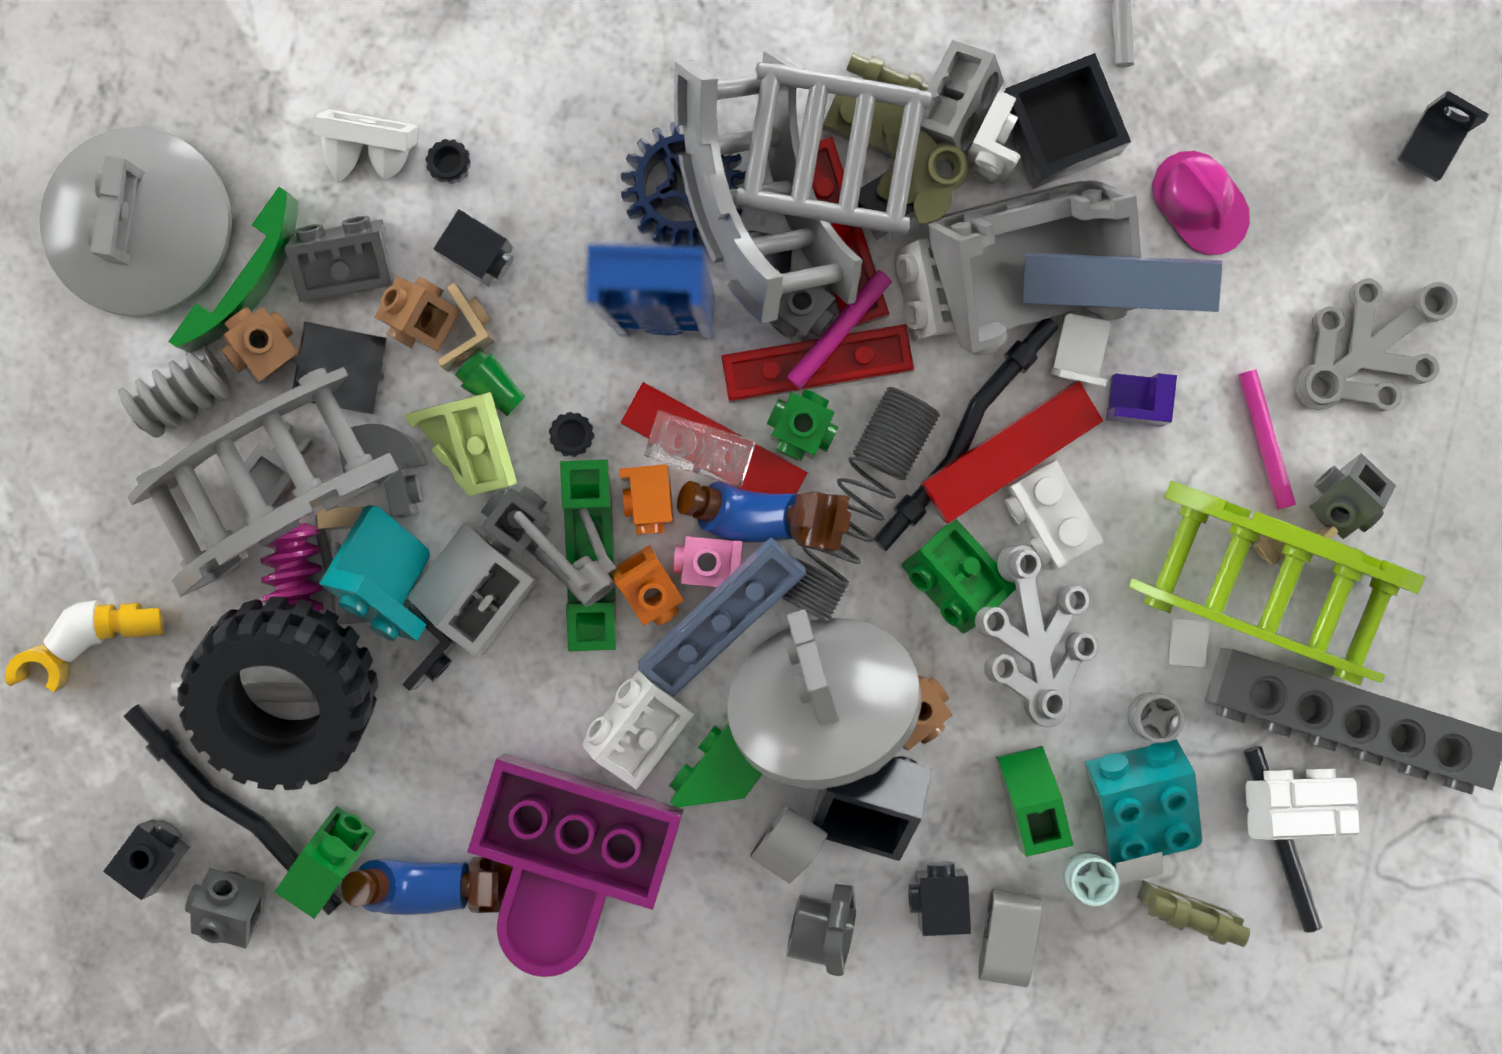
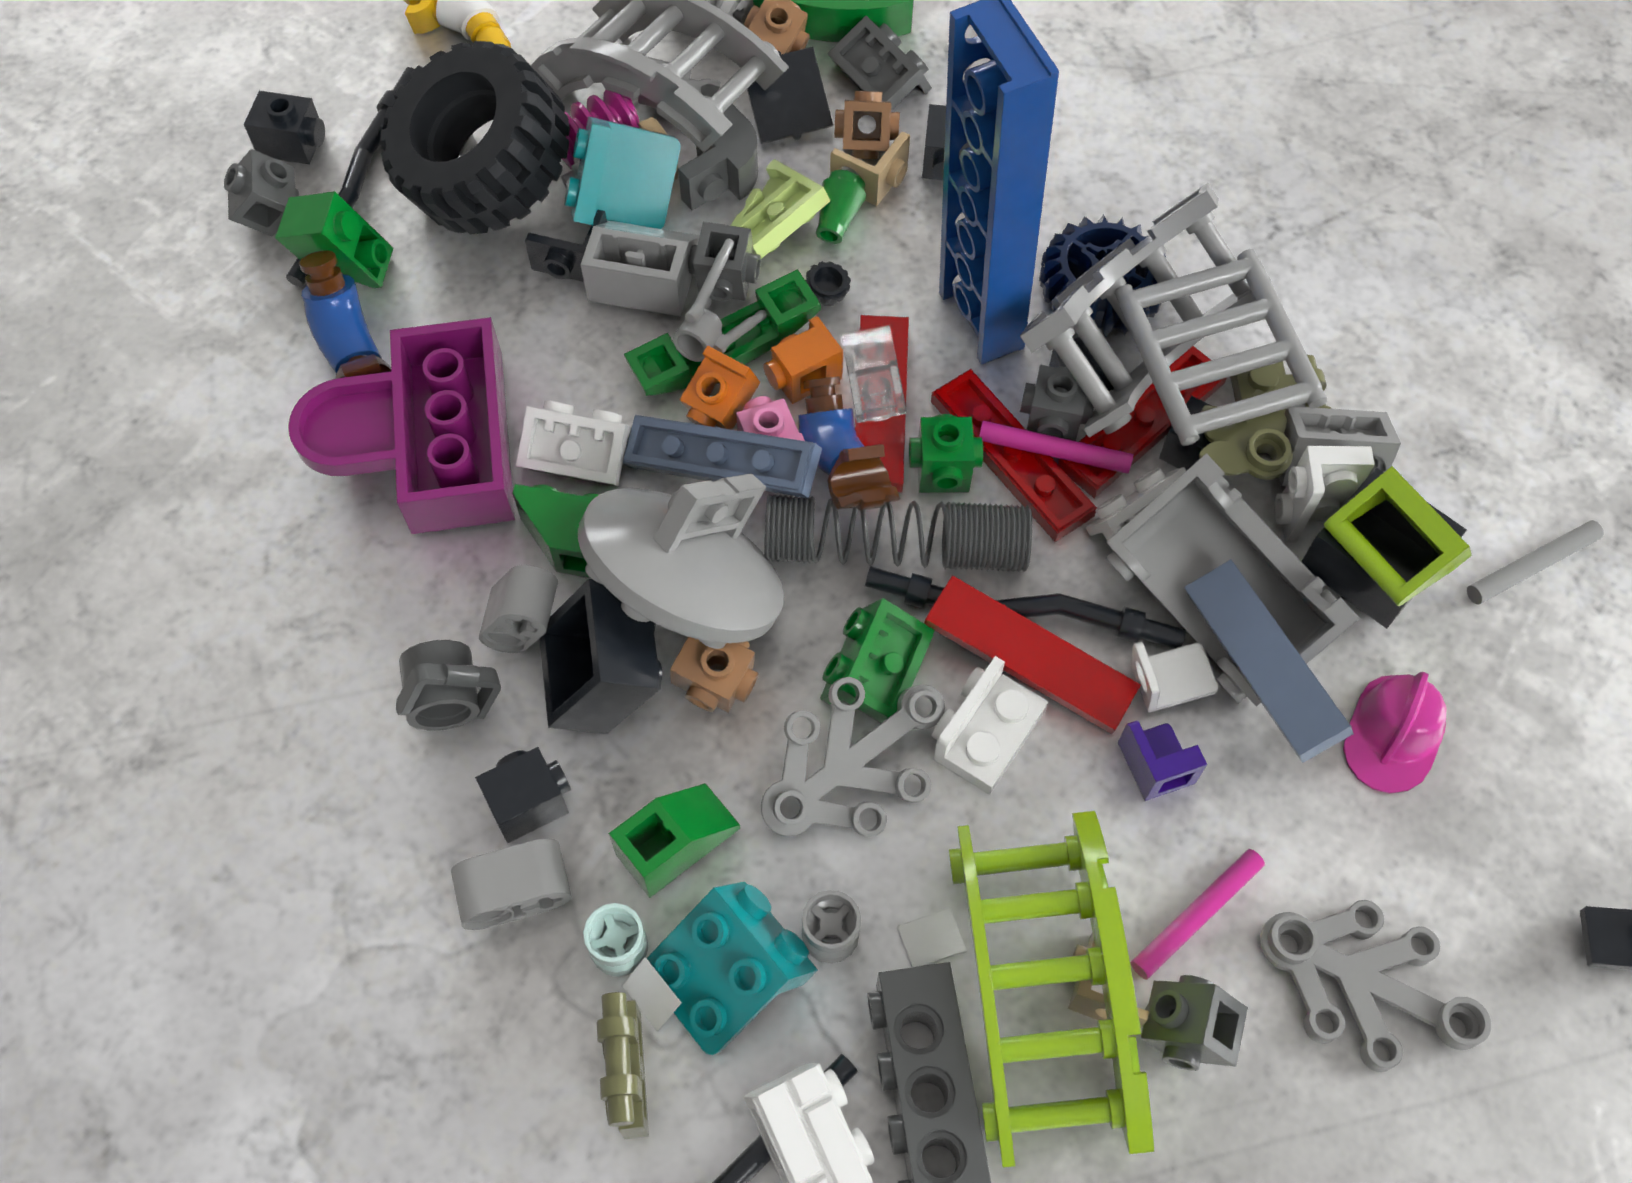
camera: 60 degrees right, 25 degrees down
(1081, 92) = (1420, 515): none -> lime tile

